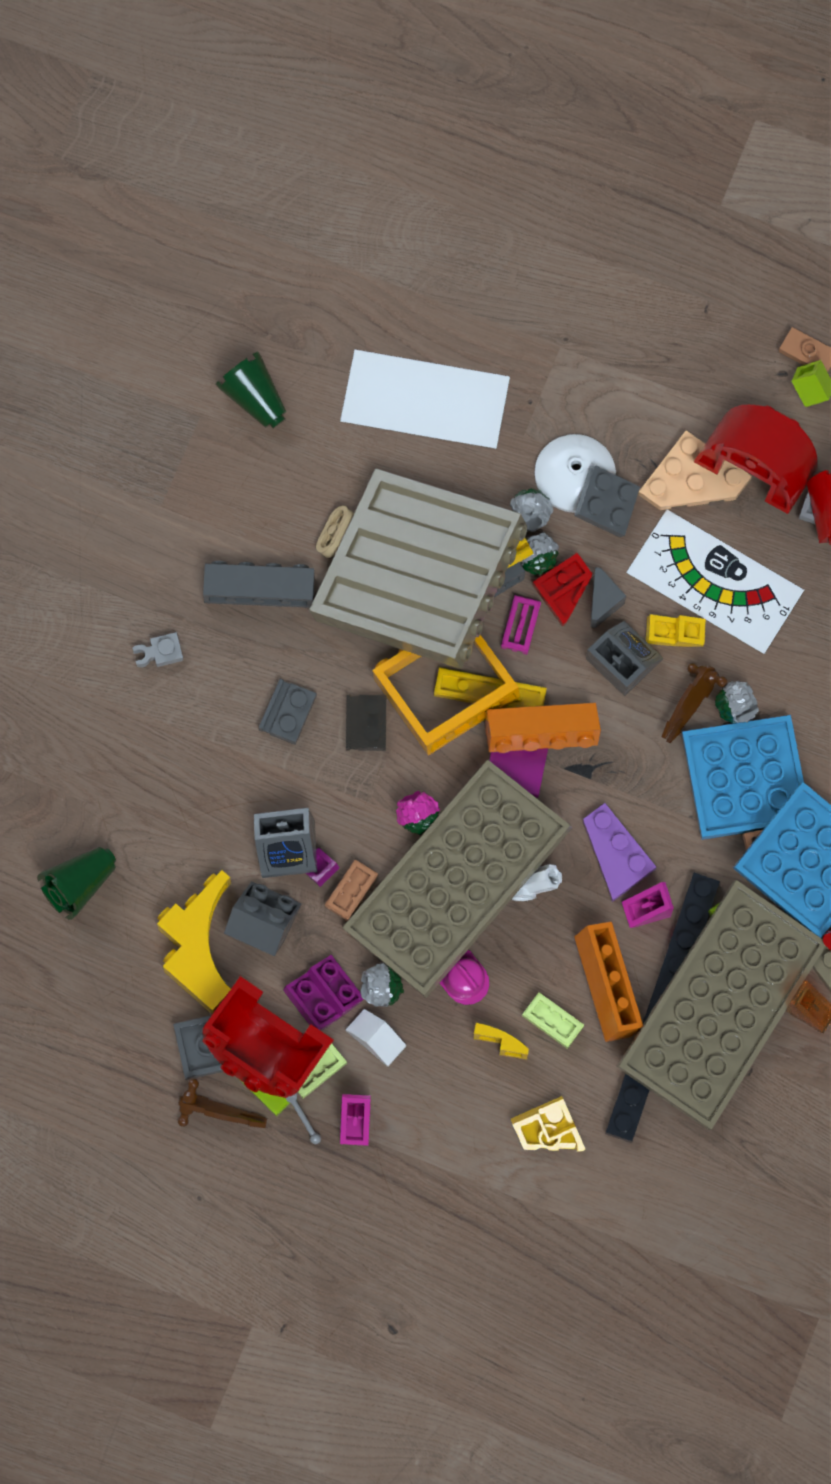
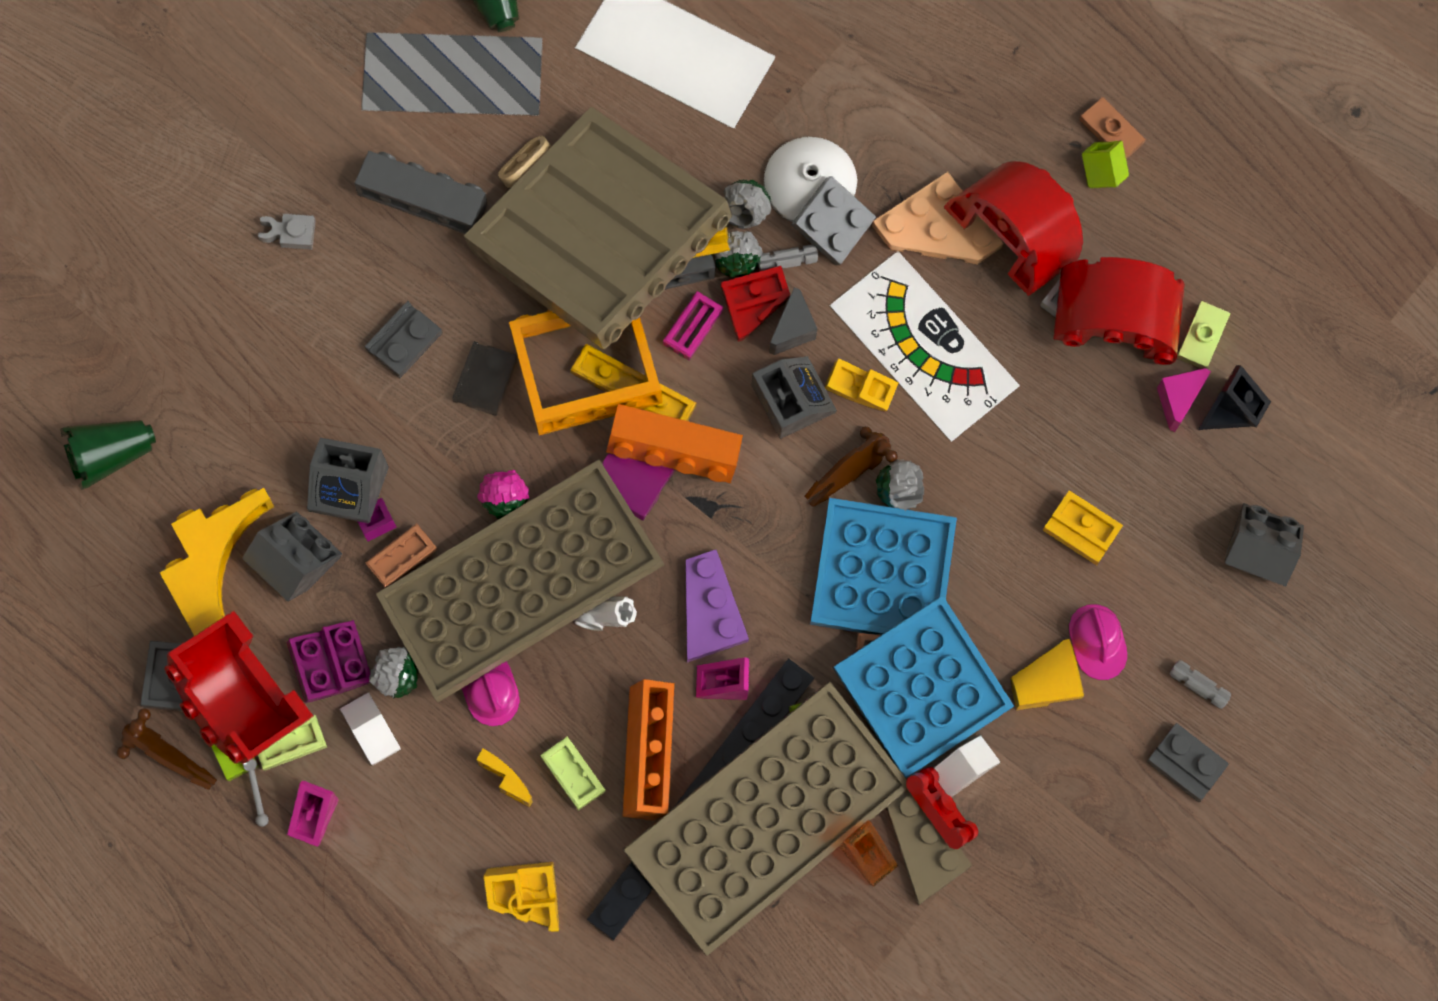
camera: 15 degrees right, 0 degrees up
(245, 475) = (452, 73): none -> sticker
(580, 544) = (788, 258): none -> light grey axle

